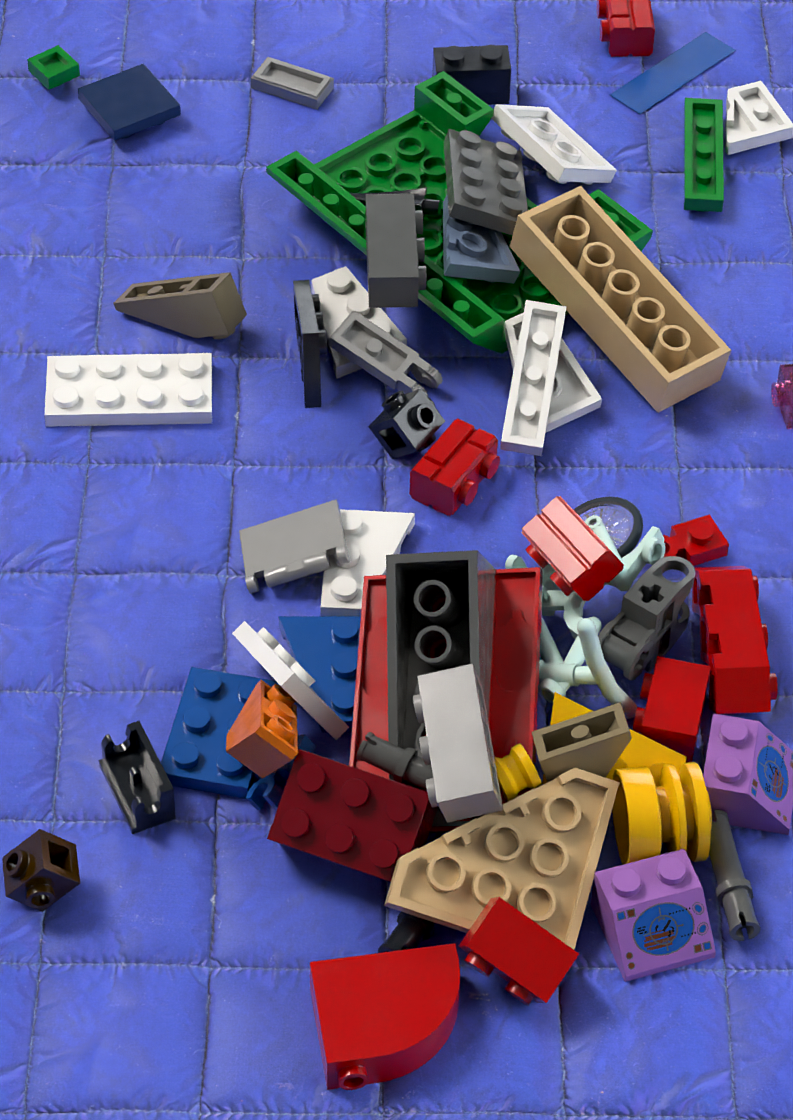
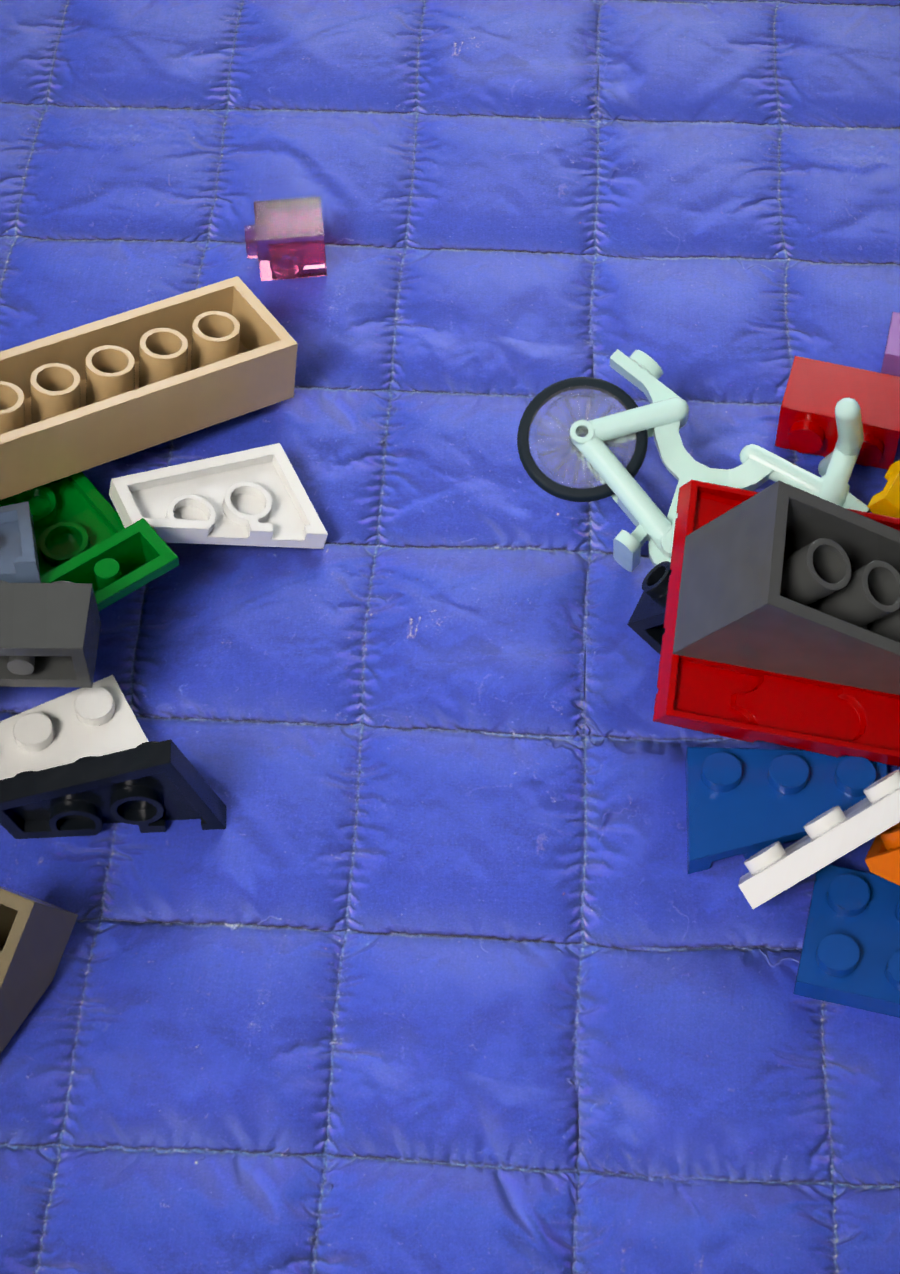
camera: 85 degrees left, 5 degrees up
(128, 389) = (164, 1090): white plate -> none
(293, 545) = (552, 834): light grey piece -> none
(368, 541) = (564, 761): white wing -> none
(382, 355) = (163, 695): light grey hinge -> none
(407, 423) = (313, 671): black brick -> none
(454, 467) = (399, 623): red brick -> none
(533, 378) = (253, 500): white plate -> none
(572, 549) = (656, 443): brick -> none
(648, 619) = (728, 410): dark grey piece -> none
(696, 541) = (530, 370): red plate -> none
(733, 640) = (731, 332): red brick -> none

